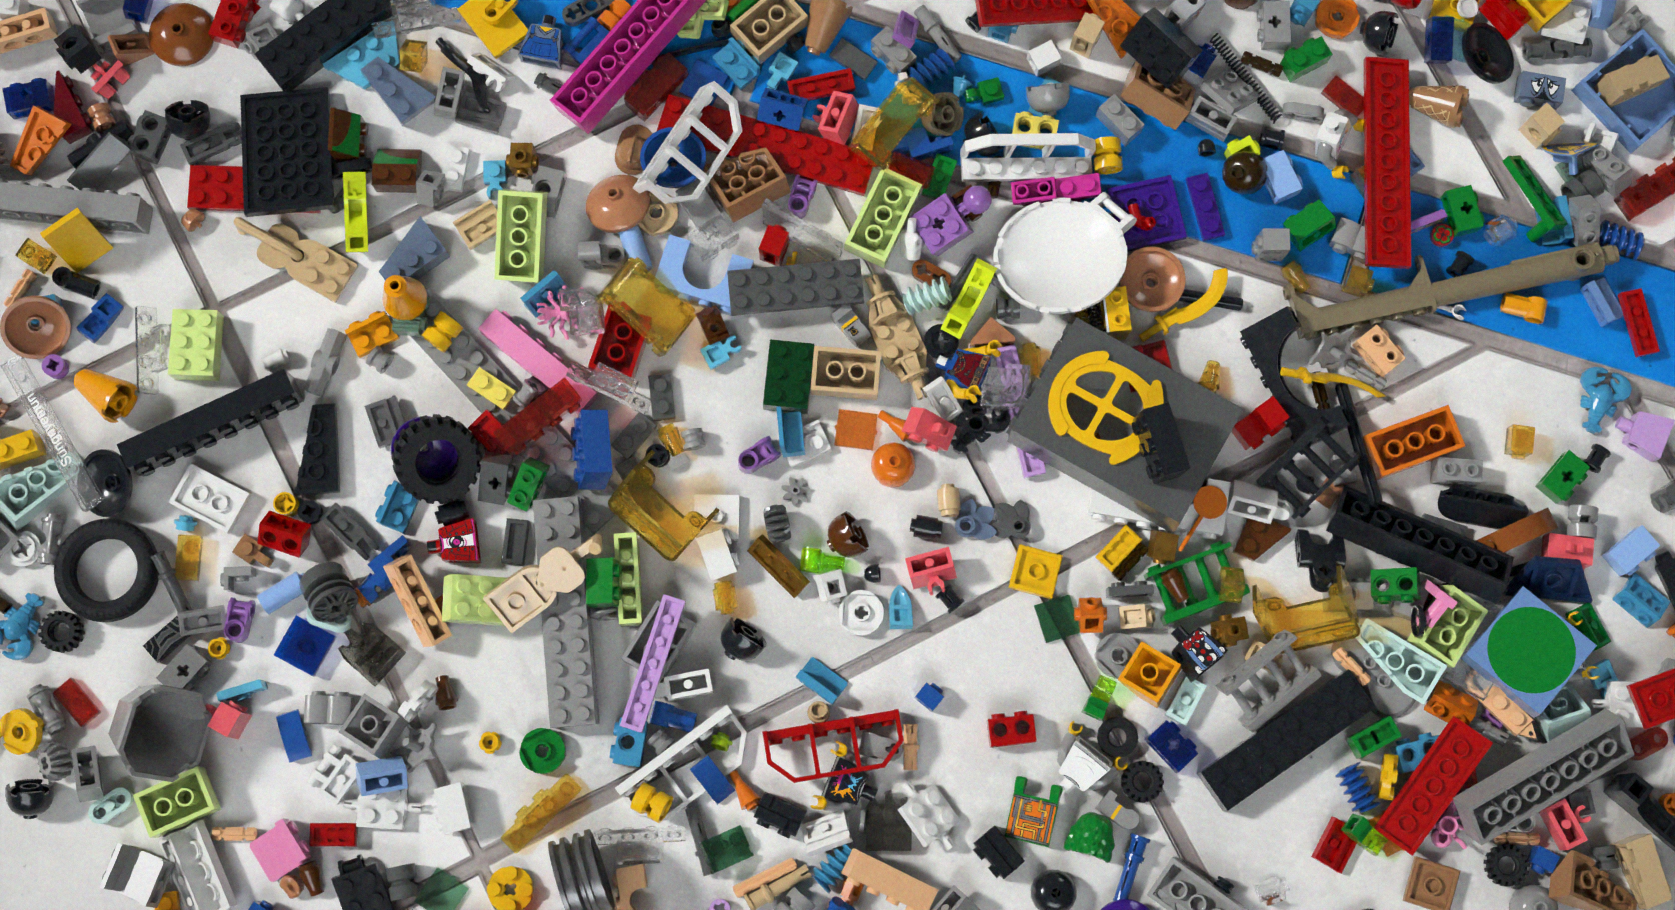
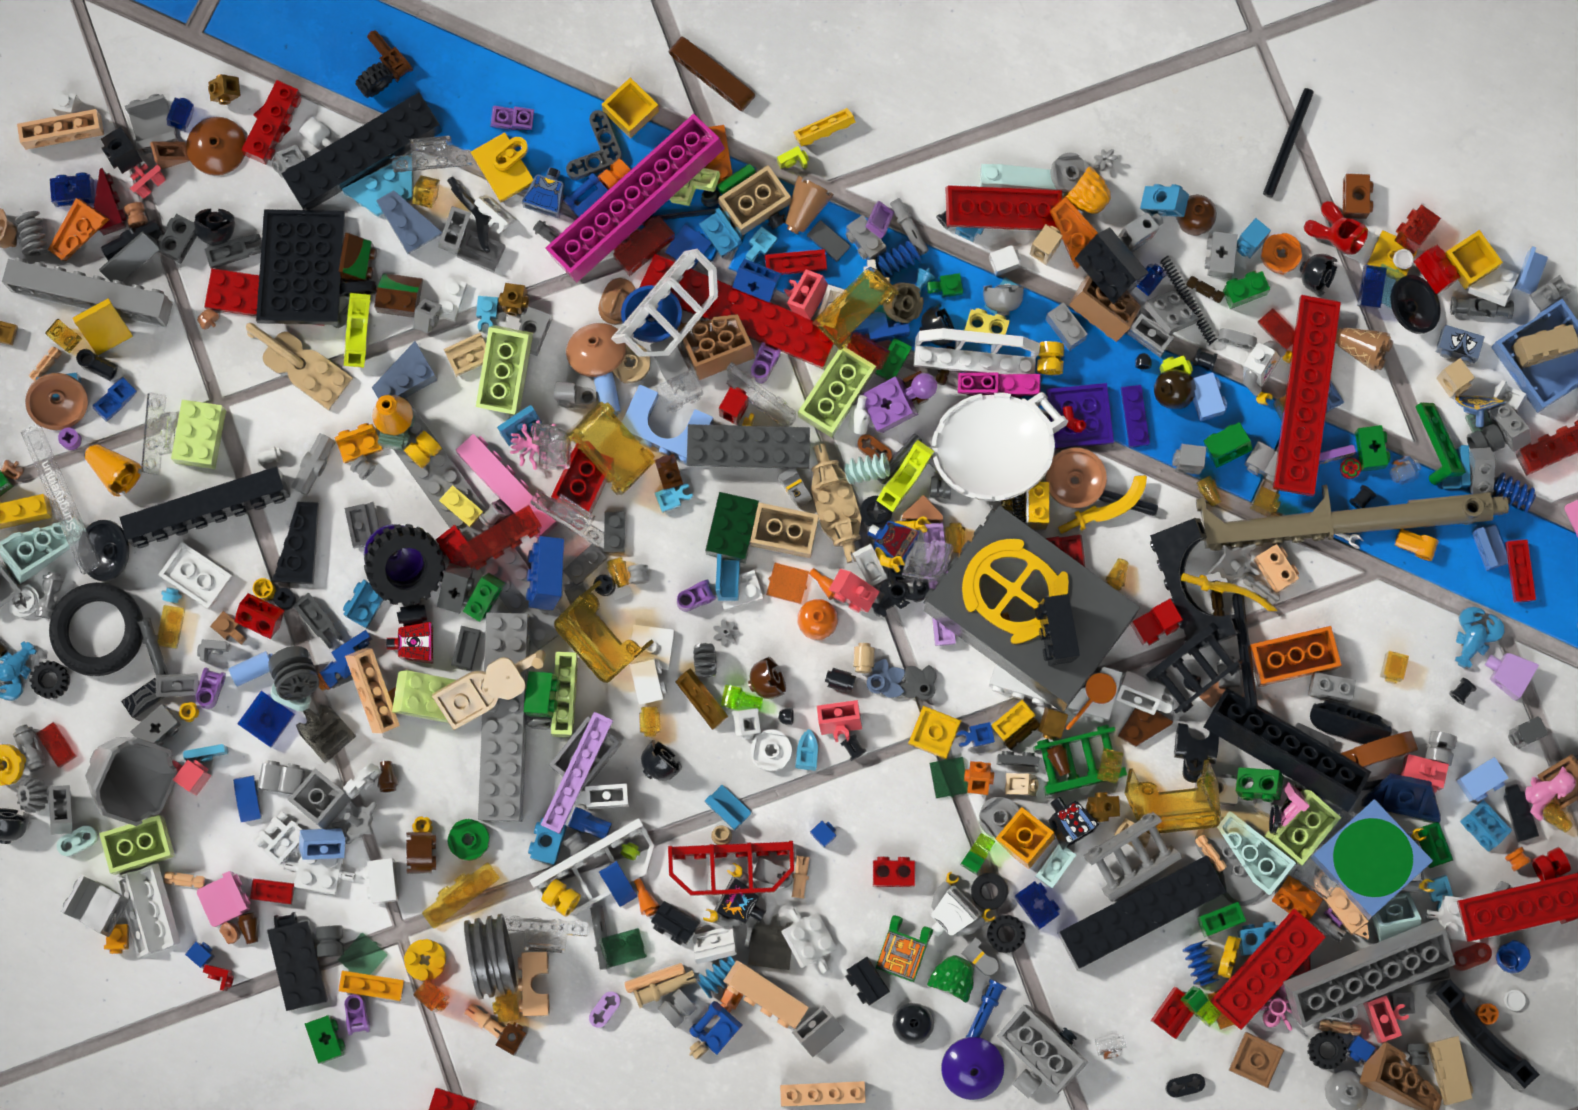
camera: 10 degrees right, 0 degrees up
(490, 772) = (420, 852): none -> reddish brown brick
(1084, 569) = (979, 735): none -> blue plate
(1552, 484) = (1418, 708): green brick -> none

